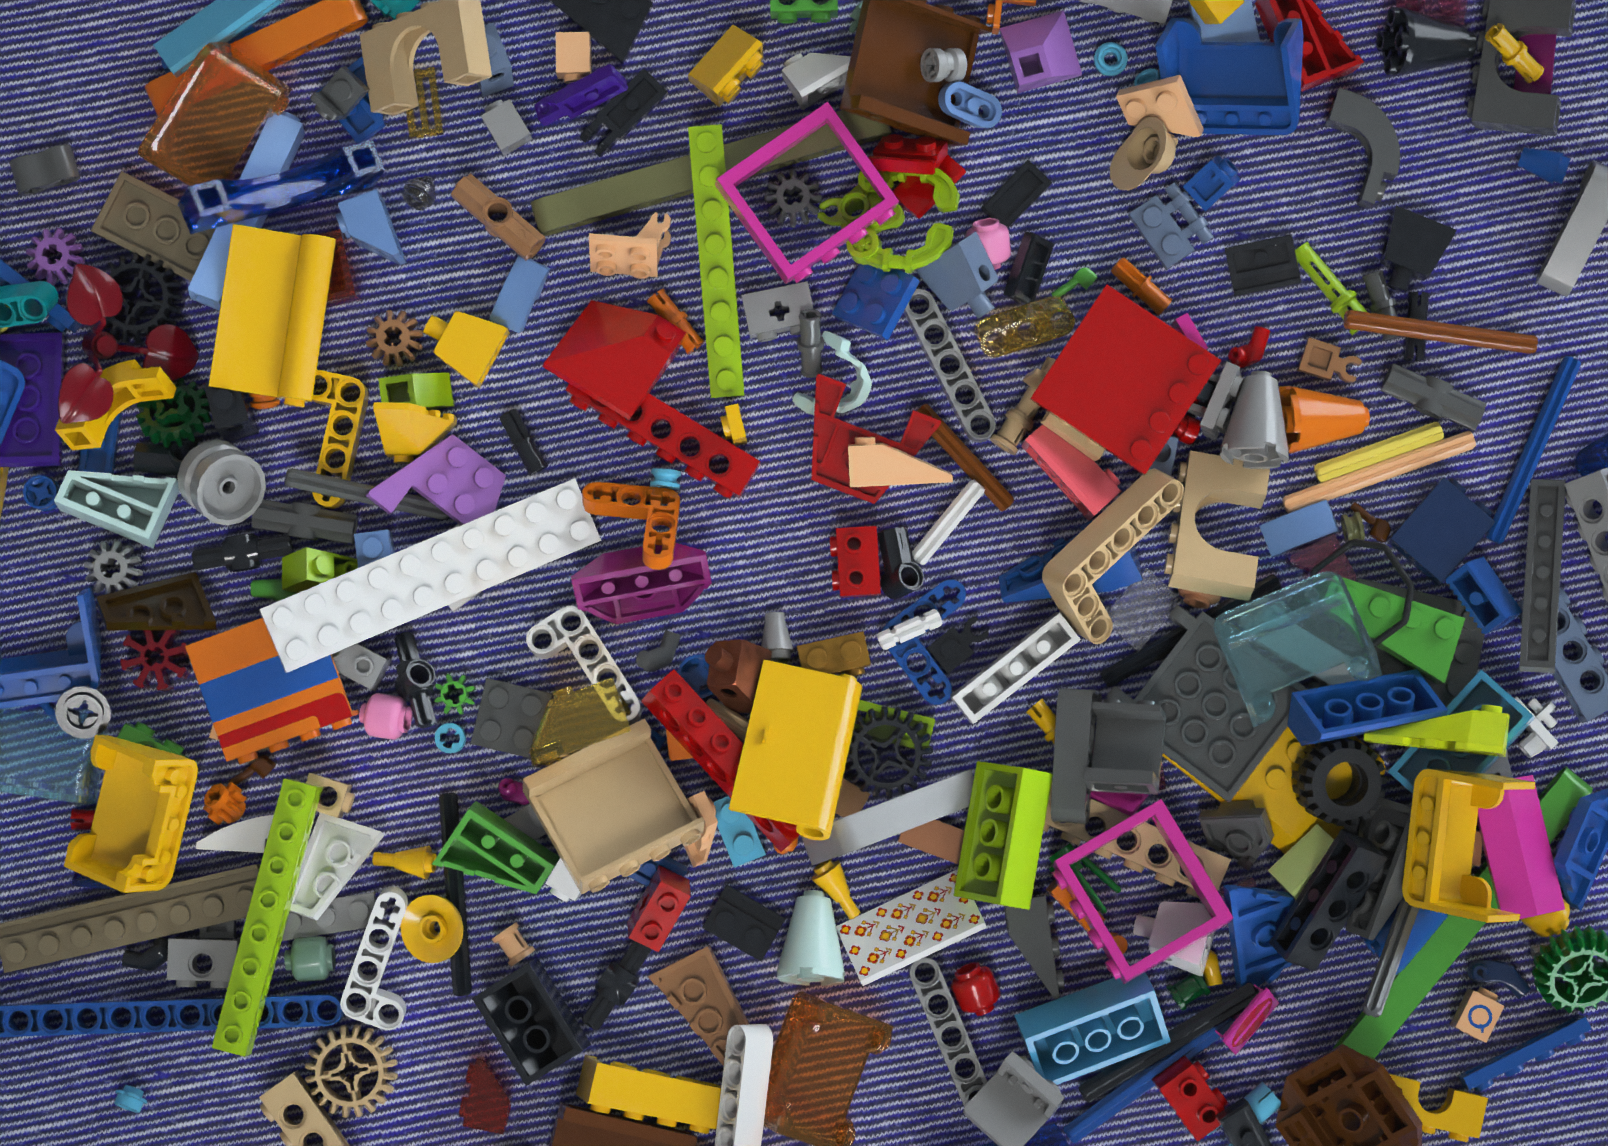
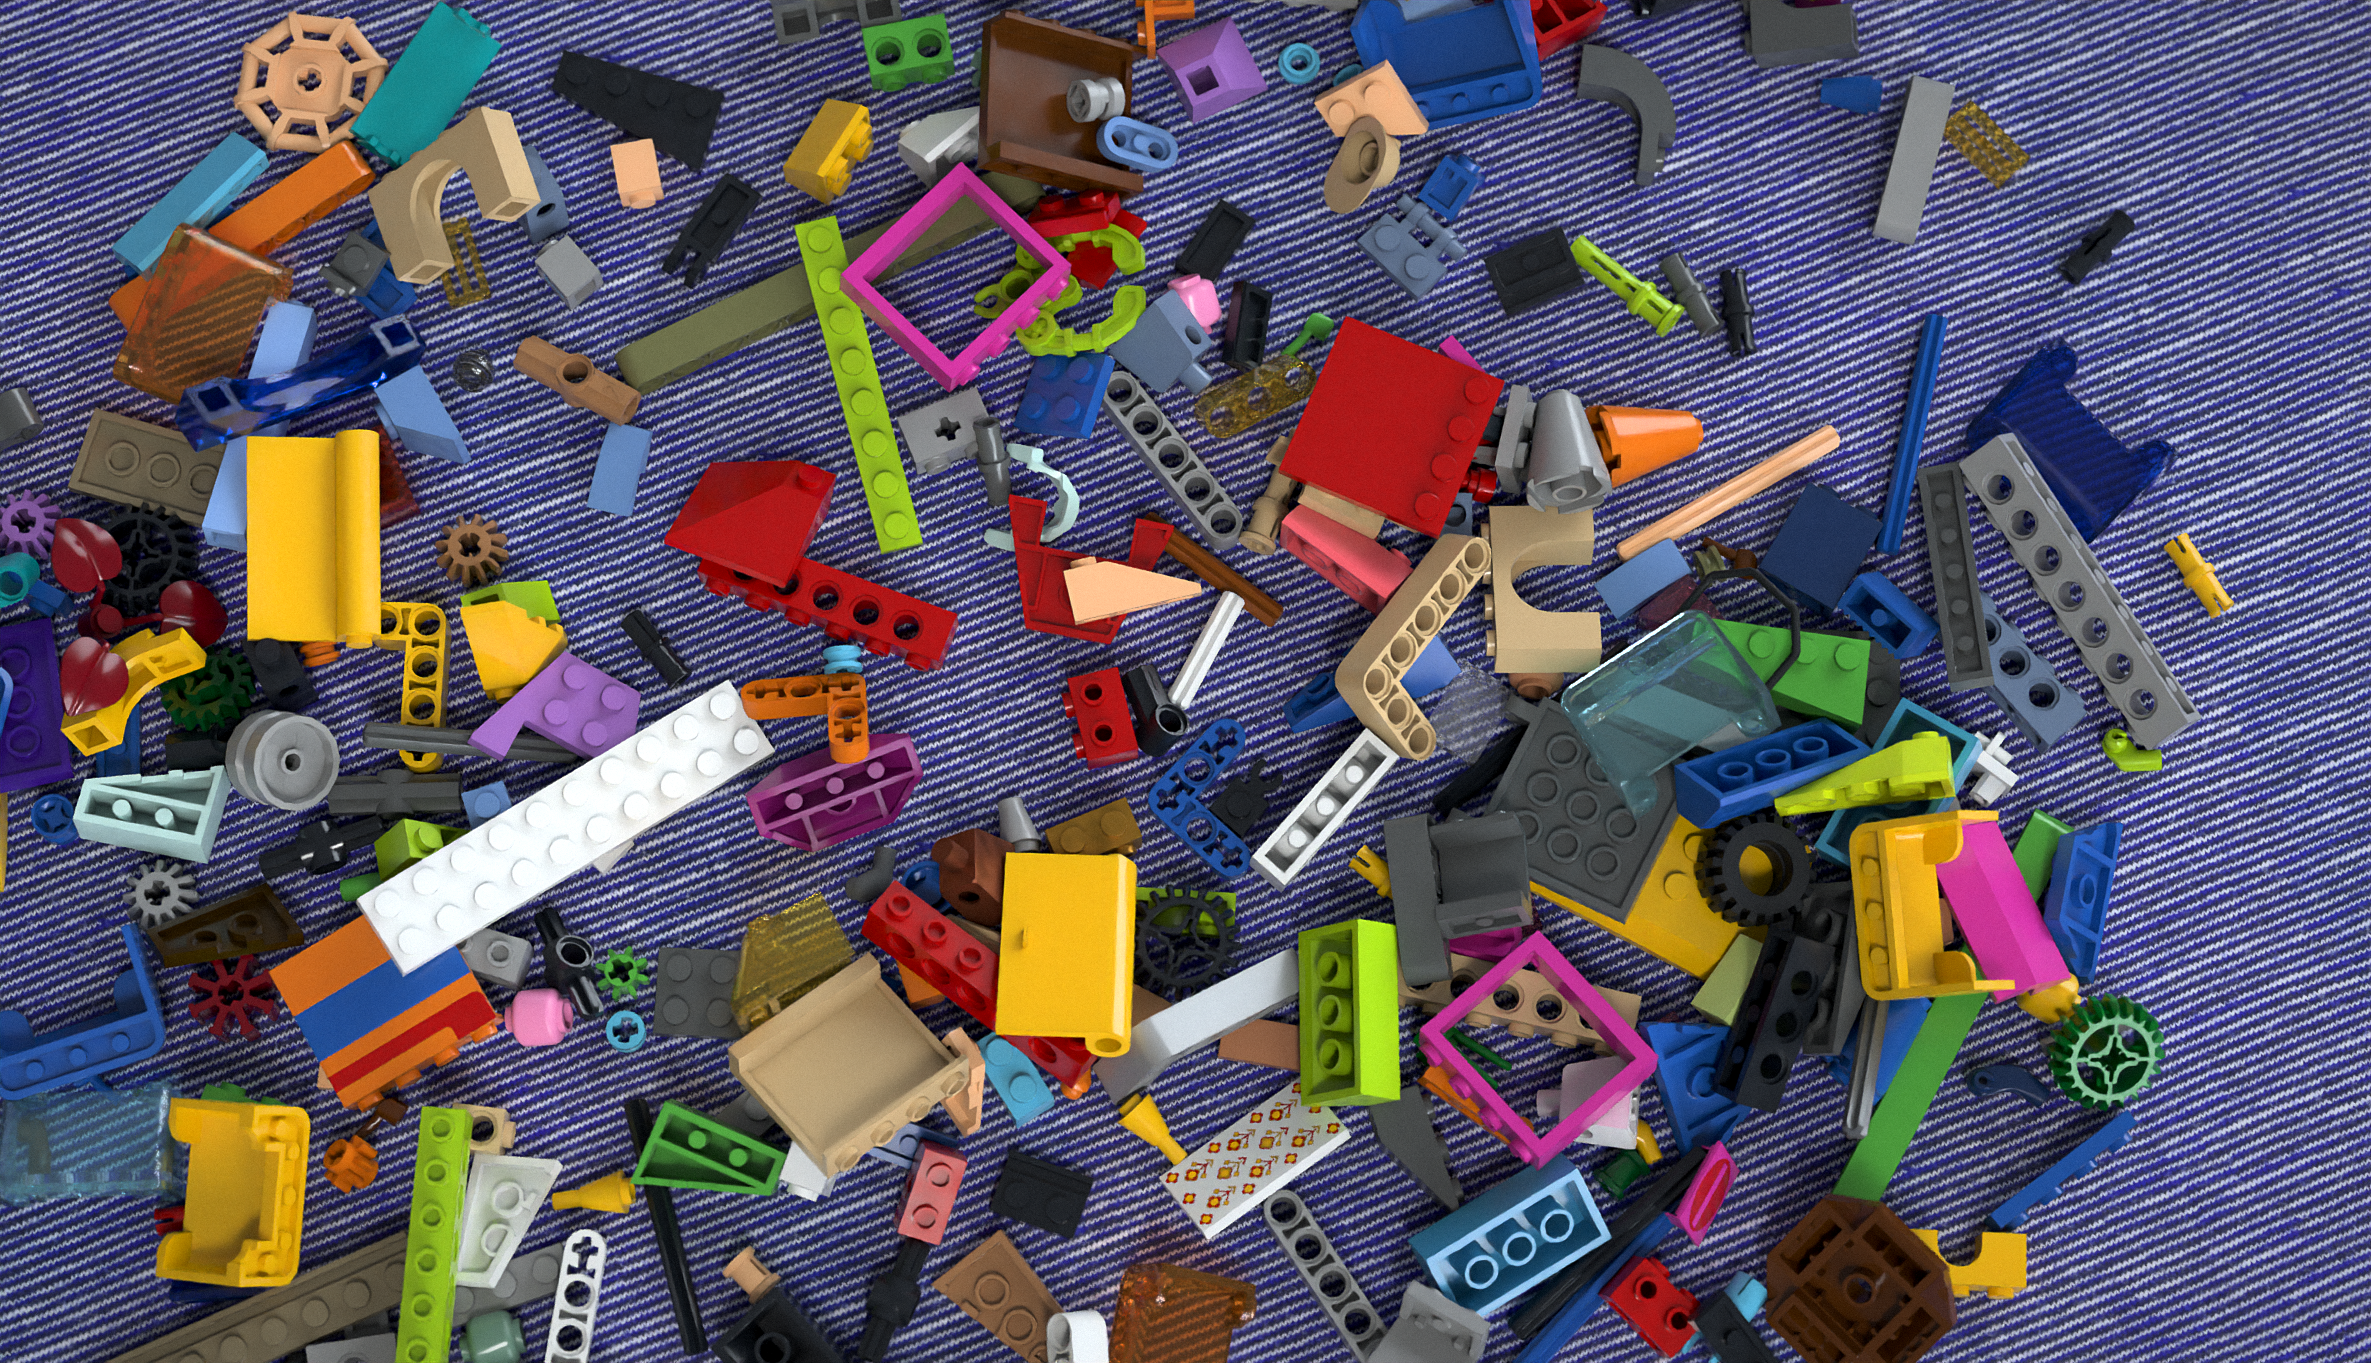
camera: 15 degrees left, 10 degrees down
(70, 719) = (135, 1087): gear -> none
(241, 836) = (377, 1203): white slope -> none
(419, 930) = (626, 1273): yellow dish -> none
(467, 344) = (565, 541): yellow torso -> none
(512, 791) = (719, 1083): magenta arm -> none
(576, 641) = (763, 880): white beam -> none
(581, 95) = (655, 216): dark purple hinge -> none
(630, 255) = (747, 393): light nougat plate -> none
(668, 310) = (804, 451): orange pin -> none
(733, 425) = (916, 575): yellow plate -> none
(790, 187) = (948, 306): dark grey gear -> none
(811, 944) = (1133, 1204): light aqua cone -> none
(909, 629) = (1182, 787): white axle -> none
(975, 988) = (1352, 1221): red head -> none
(1141, 286) = (1383, 318): orange axle -> none
(1237, 830) = (1643, 961): dark grey plate -> none
(1251, 352) = (1545, 376): red arm -> none
(1323, 359) = (1630, 373): medium nougat plate -> none
(1379, 452) = (1722, 470): light yellow axle -> none
(1413, 247) = (1713, 217): black torso -> none
(1433, 397) = (1776, 392): dark grey piece -> none
(1440, 332) = (1767, 310): dark orange axle -> none
(1477, 1014) = (1991, 1135): light nougat brick -> none

